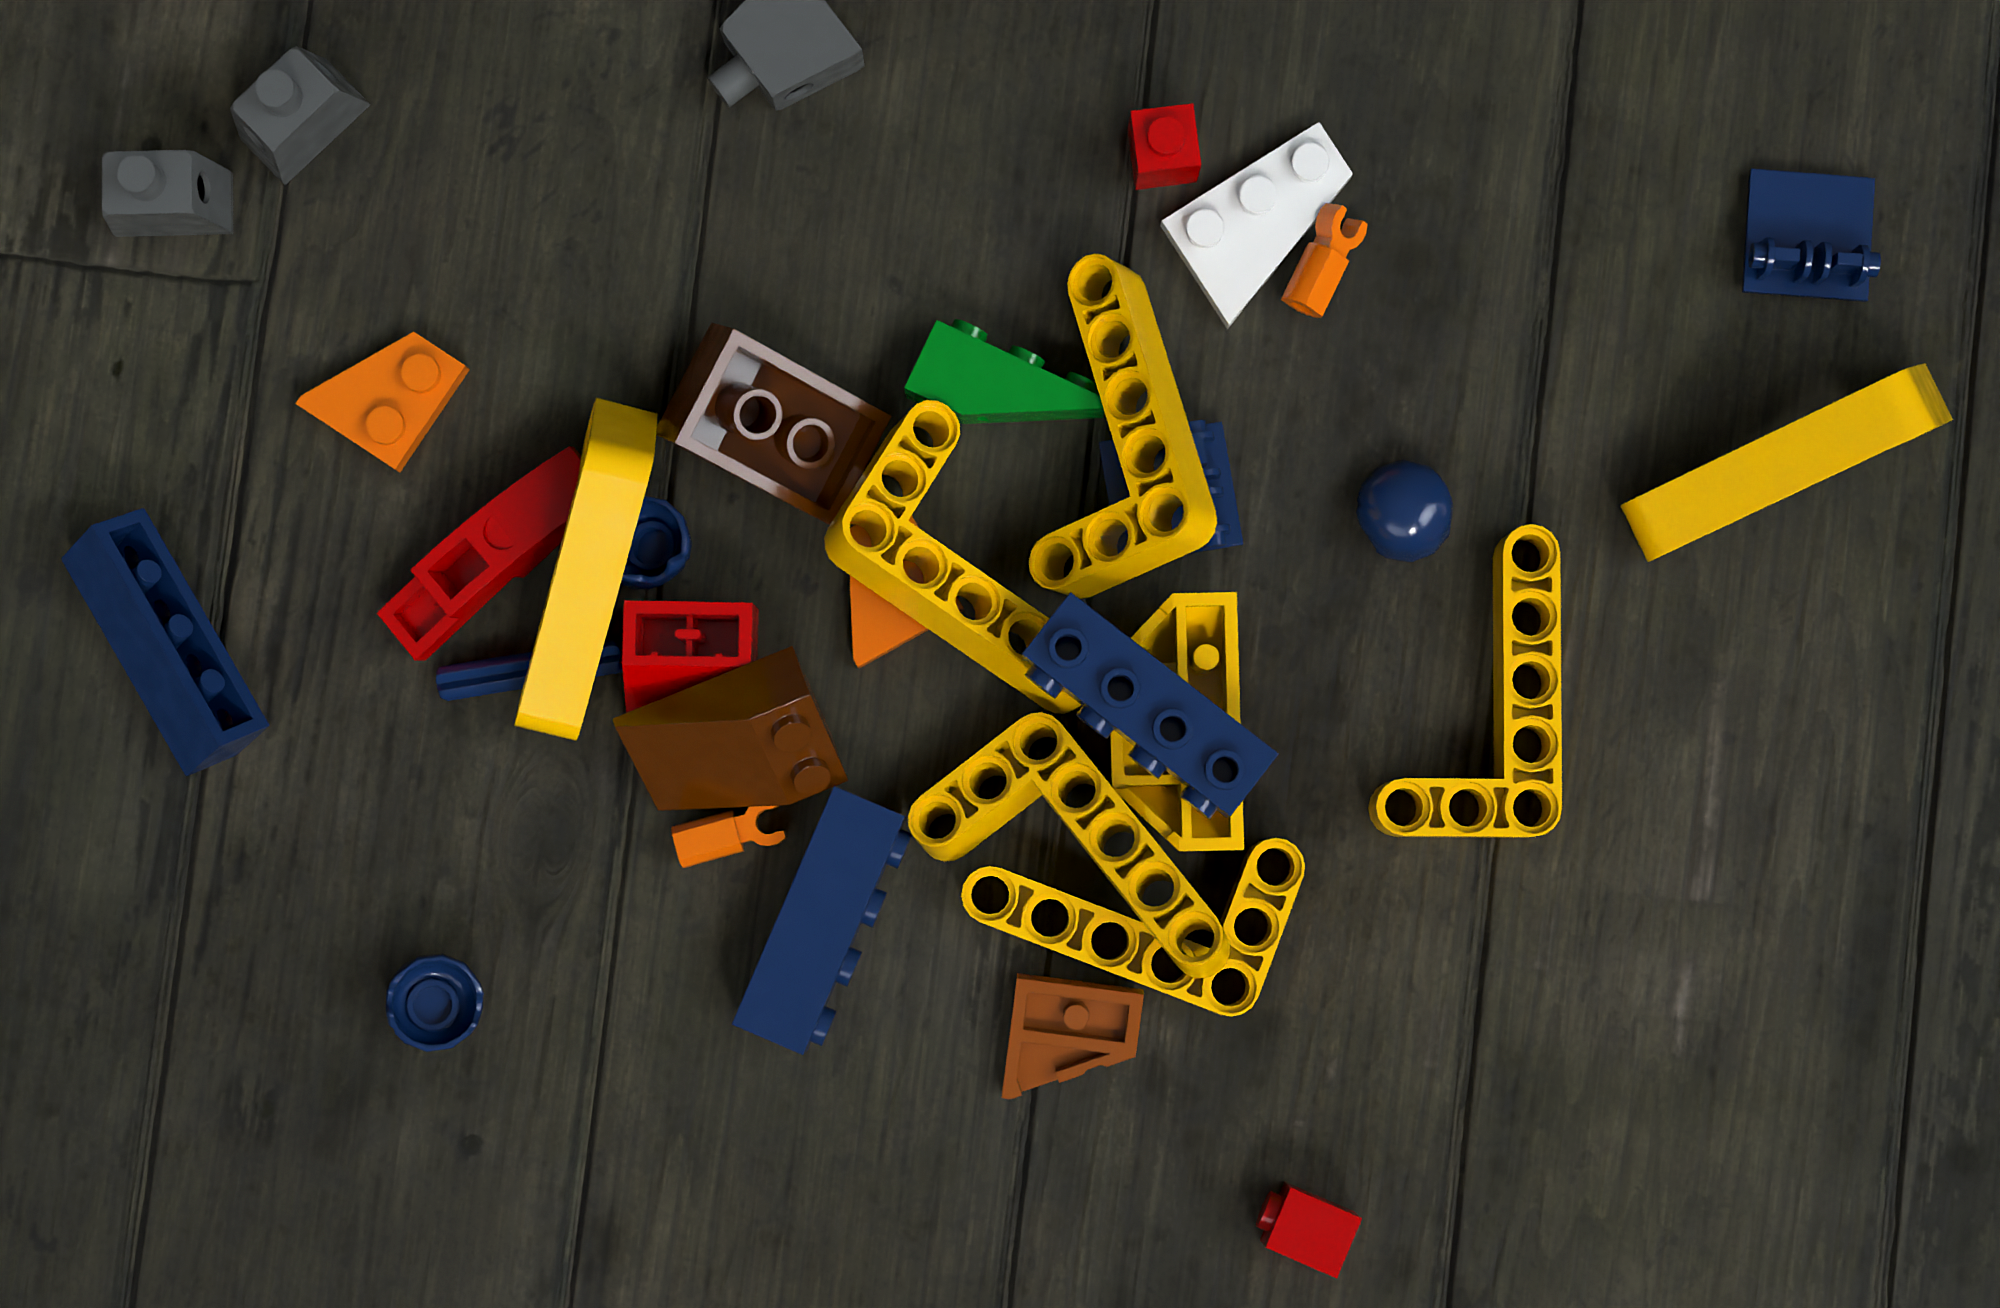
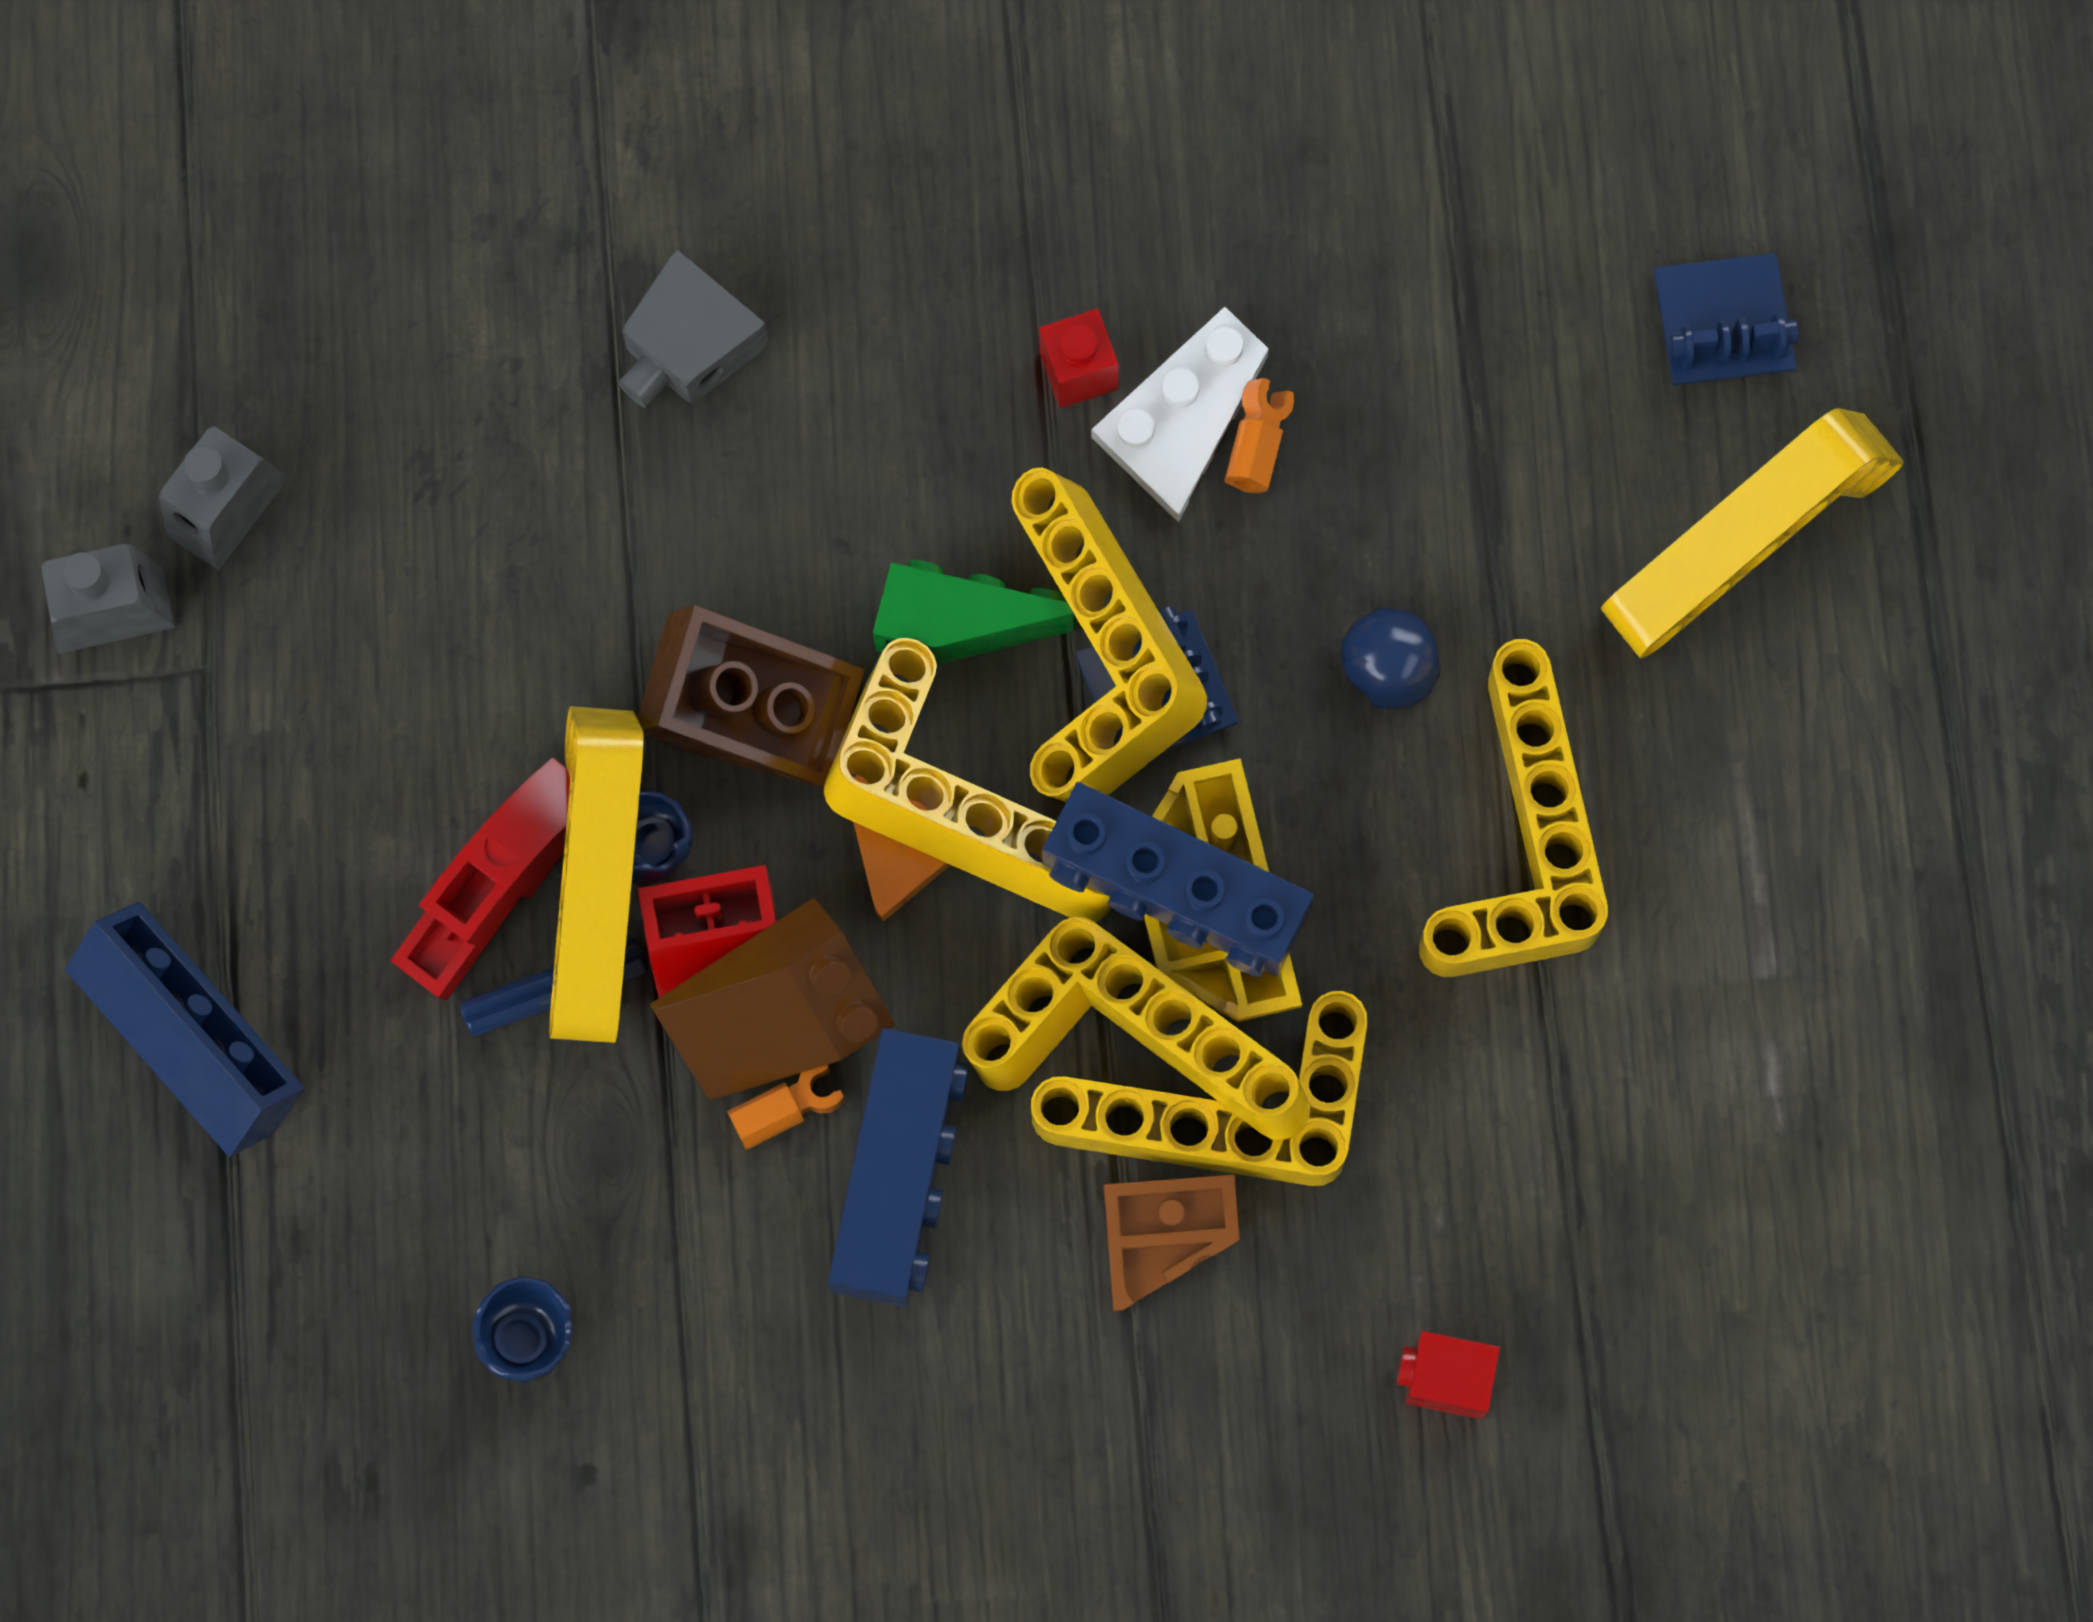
camera: 10 degrees left, 10 degrees down
(388, 398) = (360, 753): orange wing -> none

